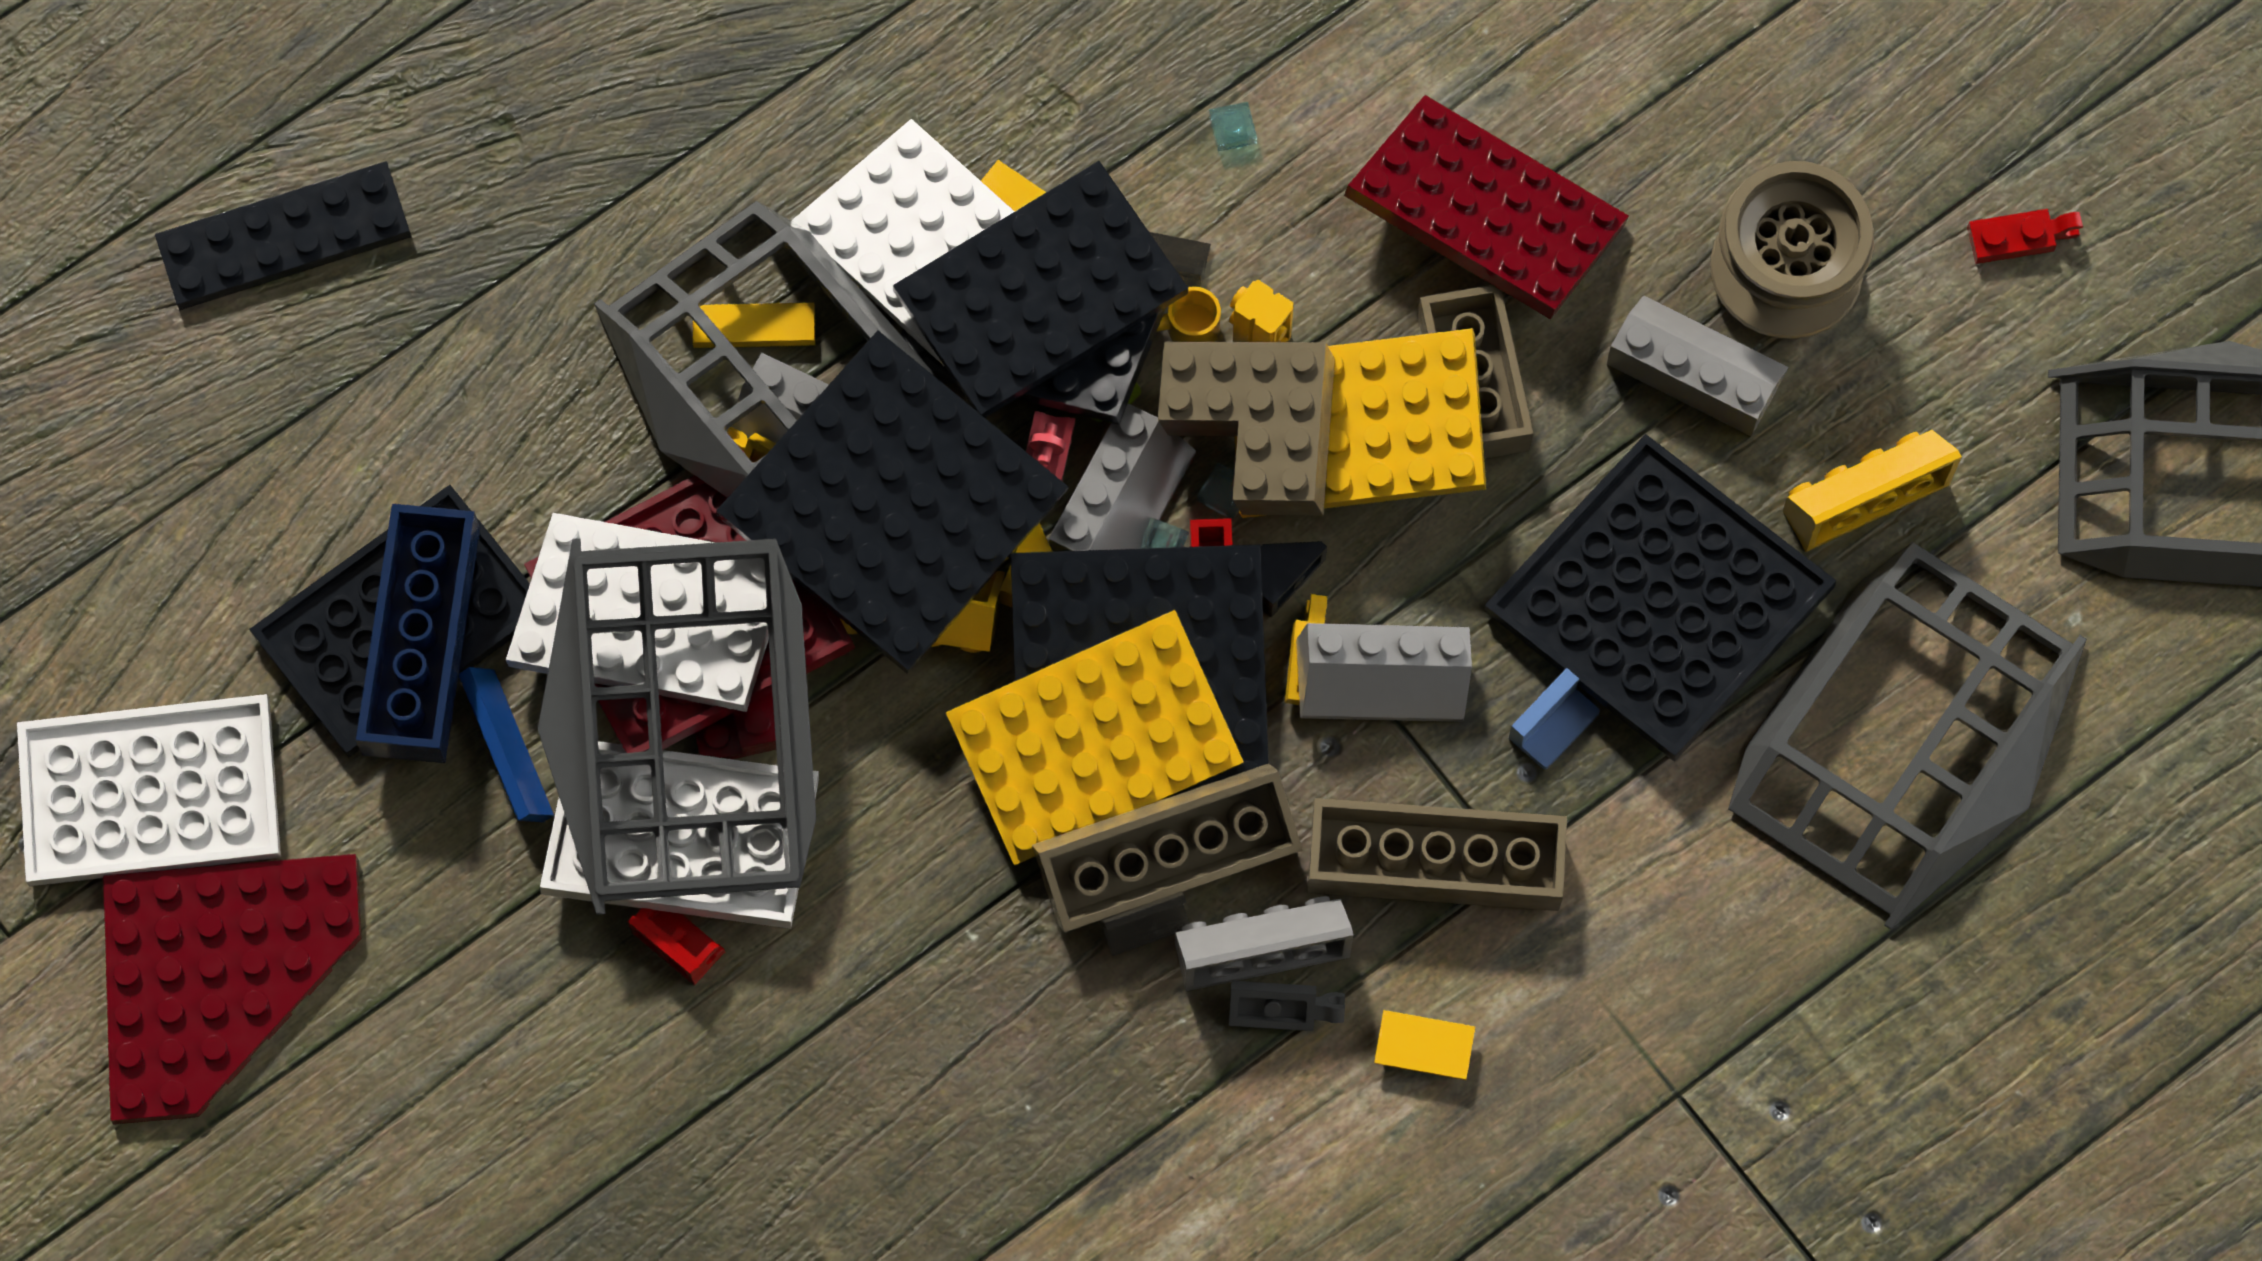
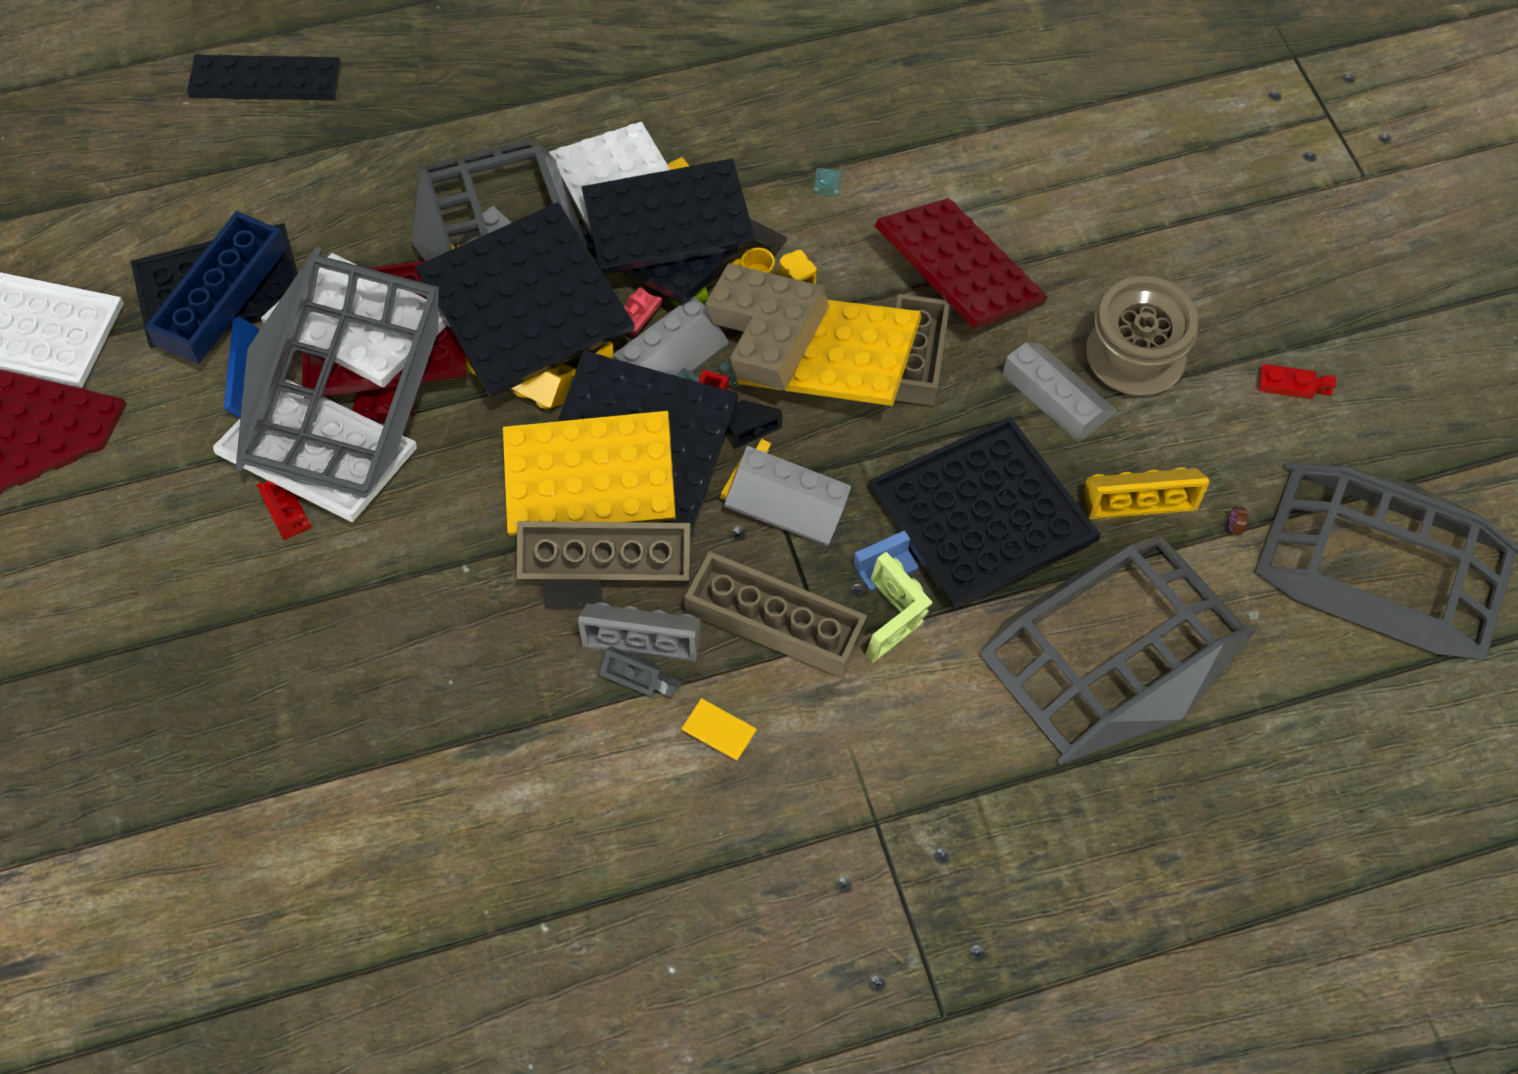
camera: 20 degrees right, 10 degrees down
(760, 324) = (505, 198): yellow tile -> none
(1605, 767) = (905, 596): none -> yellowish green bracket
(2011, 486) = (1237, 520): none -> reddish brown tile

